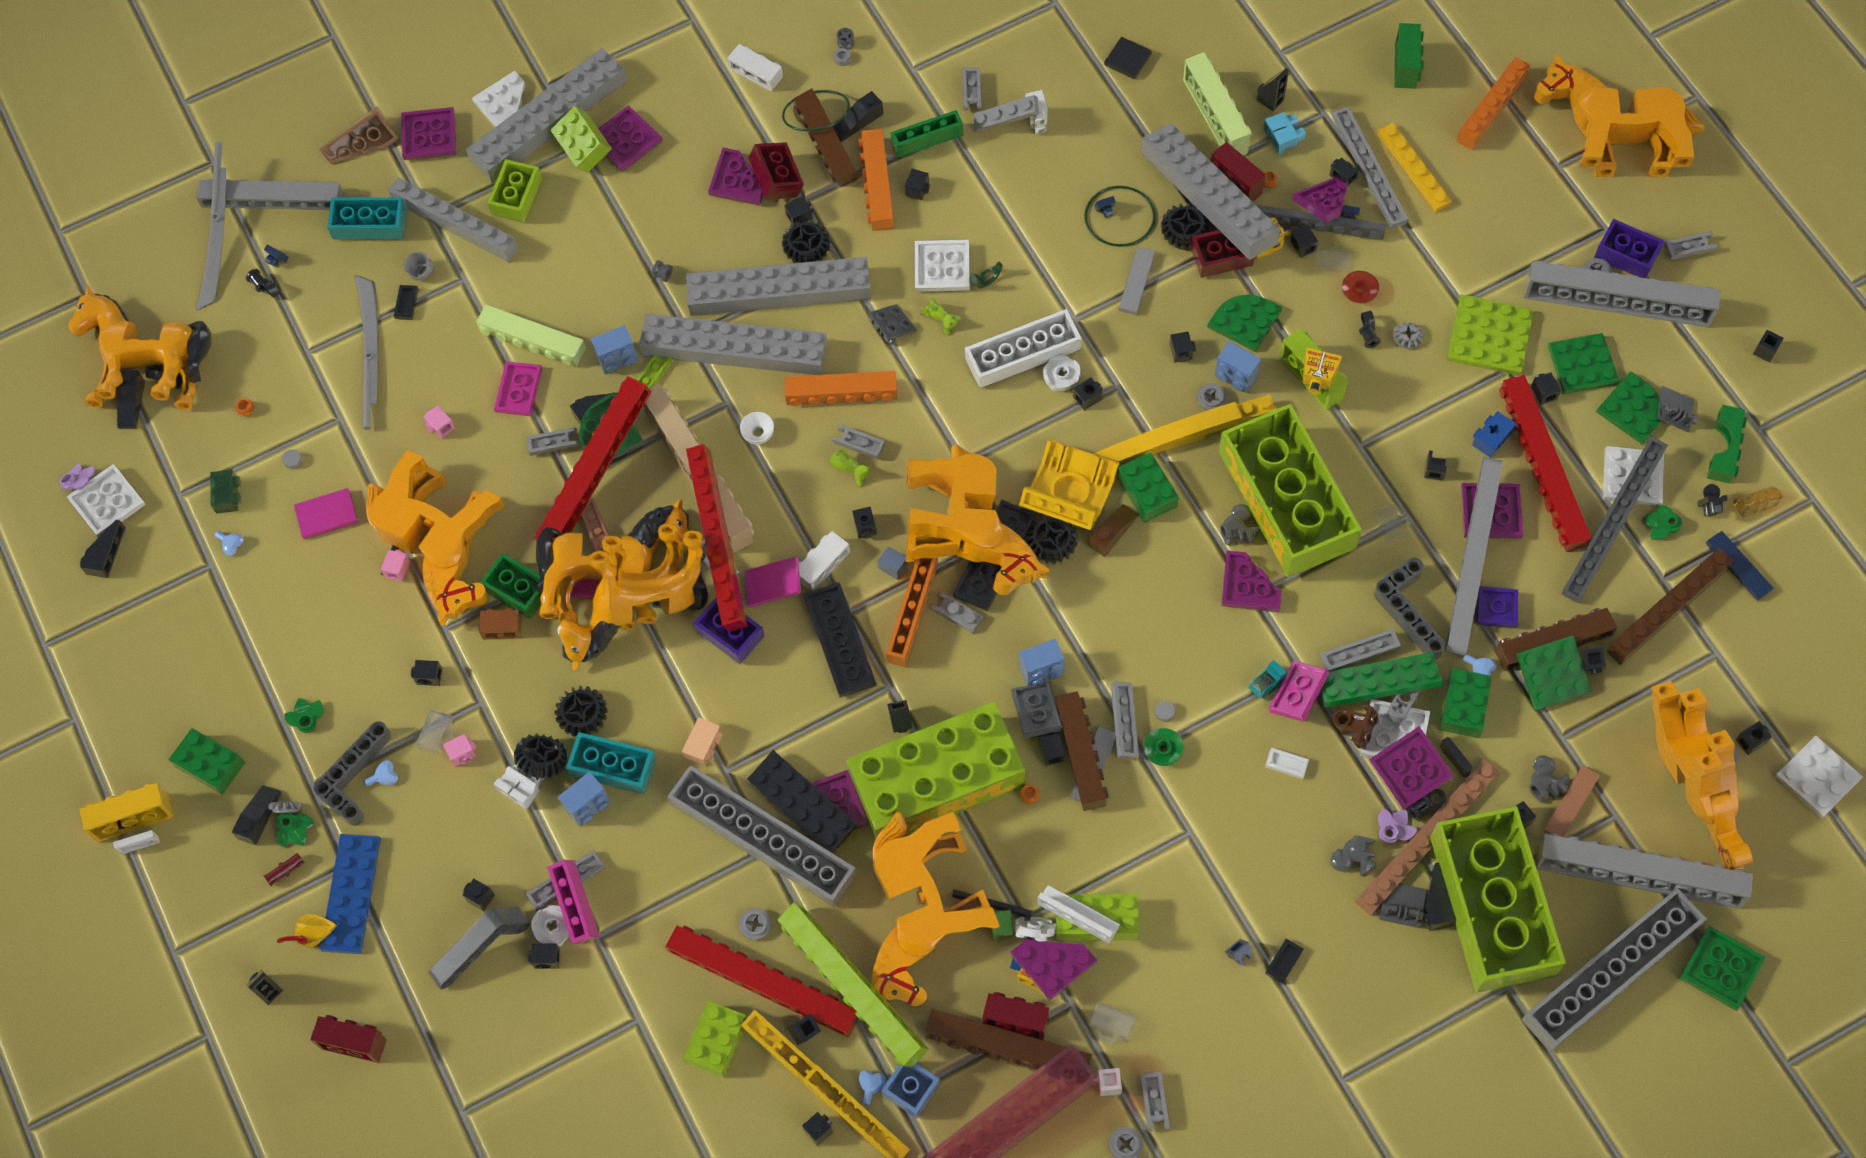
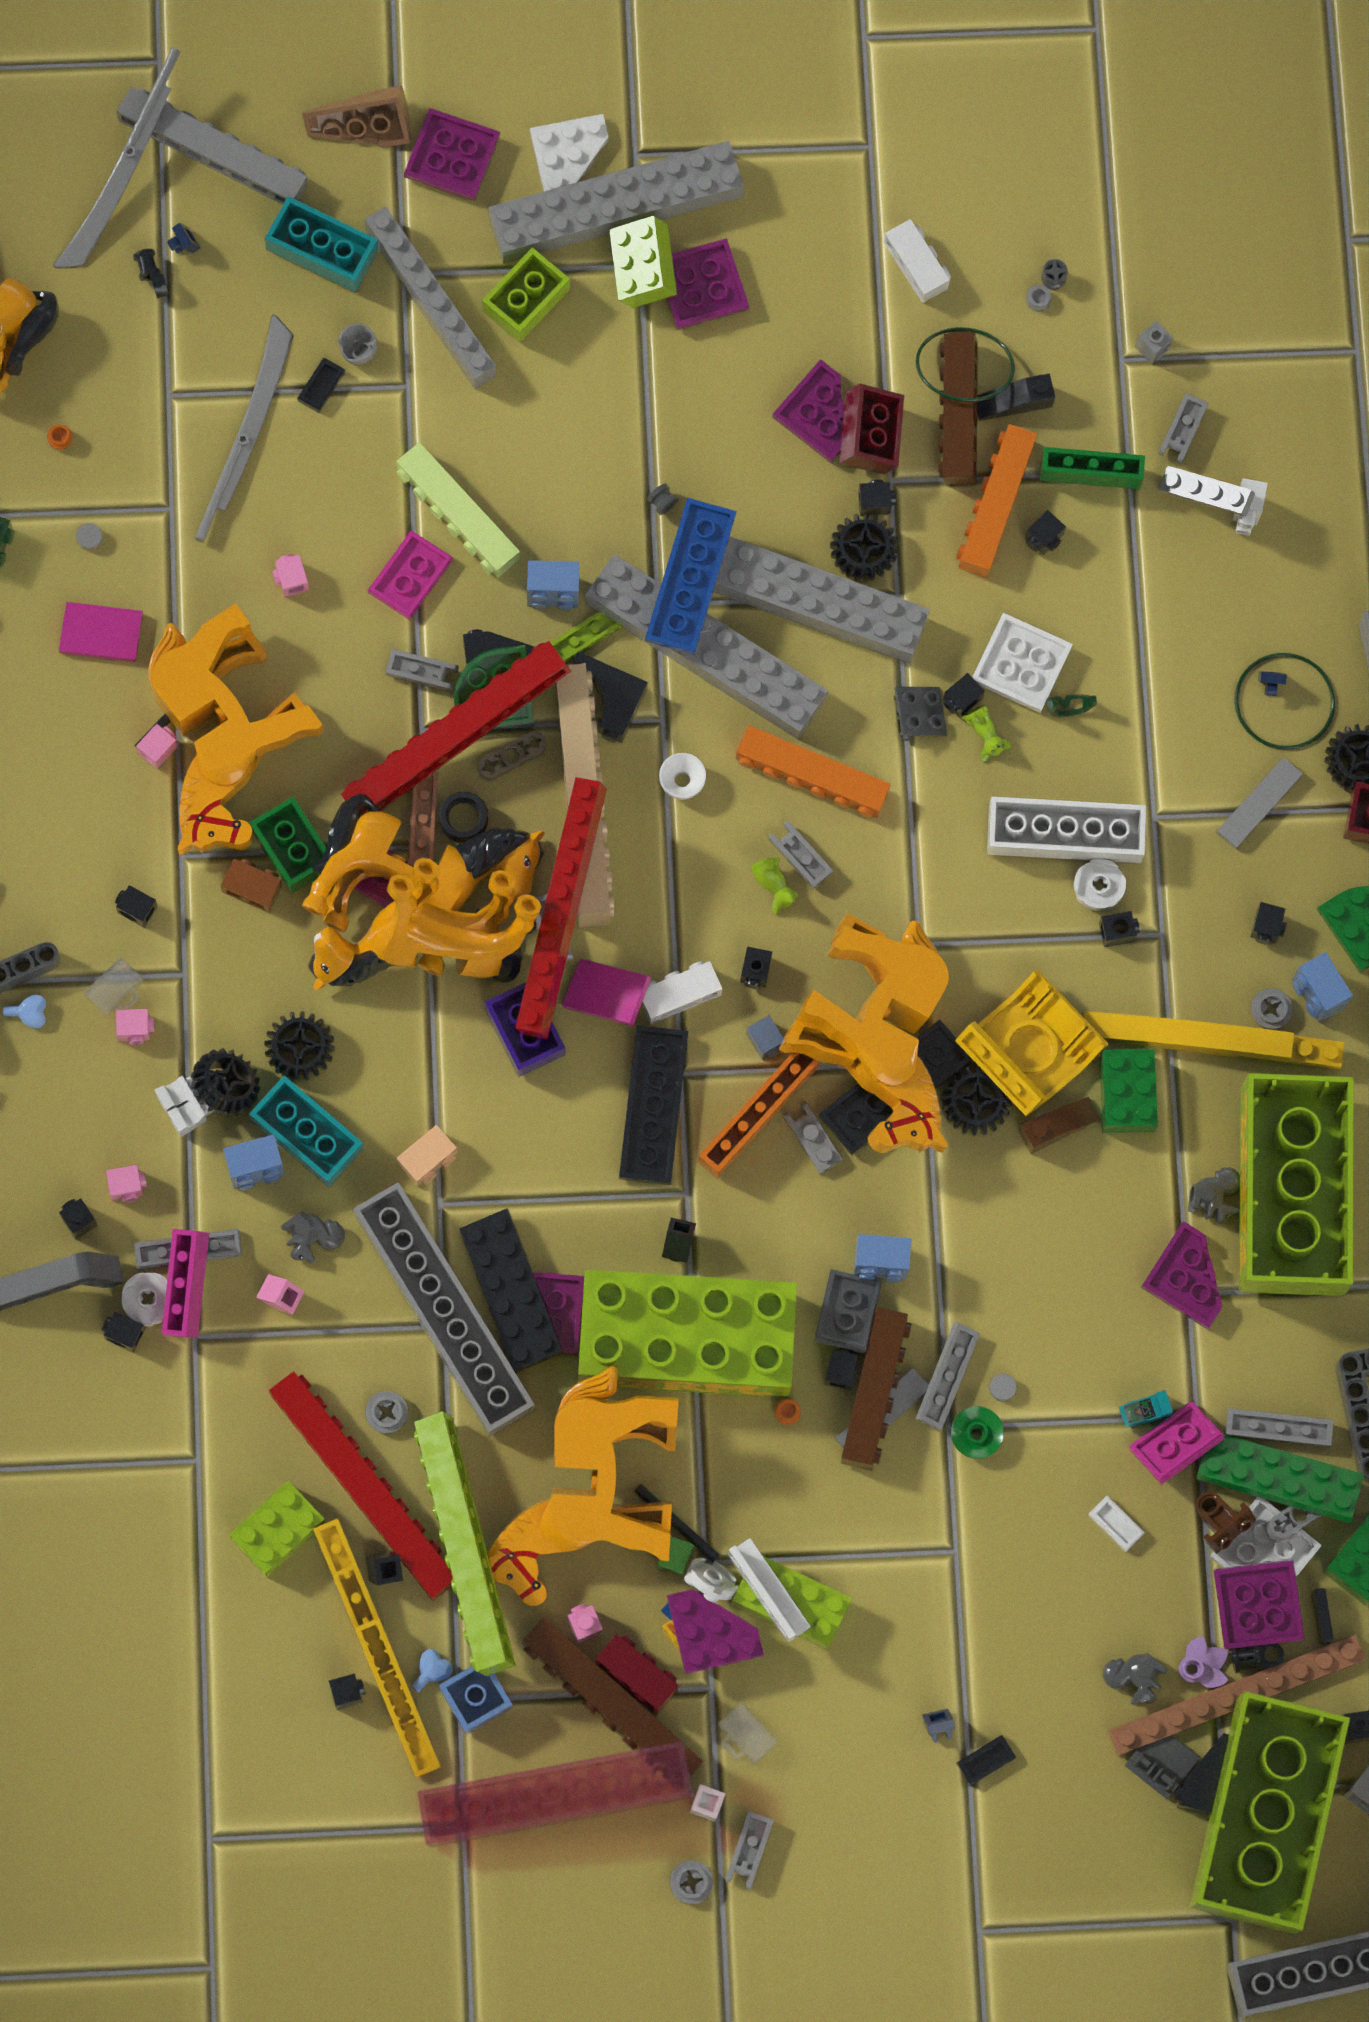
camera: 15 degrees right, 10 degrees up
(501, 855) = (126, 1183): none -> bright pink brick
(618, 506) = (457, 798): none -> black tyre
(638, 459) = (492, 759): none -> dark tan beam
(642, 829) = (307, 1230): none -> dark grey animal
(643, 878) = (280, 1294): none -> bright pink brick
(691, 398) = (619, 694): none -> black arch
(702, 302) = (690, 576): none -> blue plate
(914, 300) = (963, 695): none -> black brick
(927, 48) = (1154, 342): none -> light grey brick
(962, 1000) = (584, 1623): none -> bright pink brick

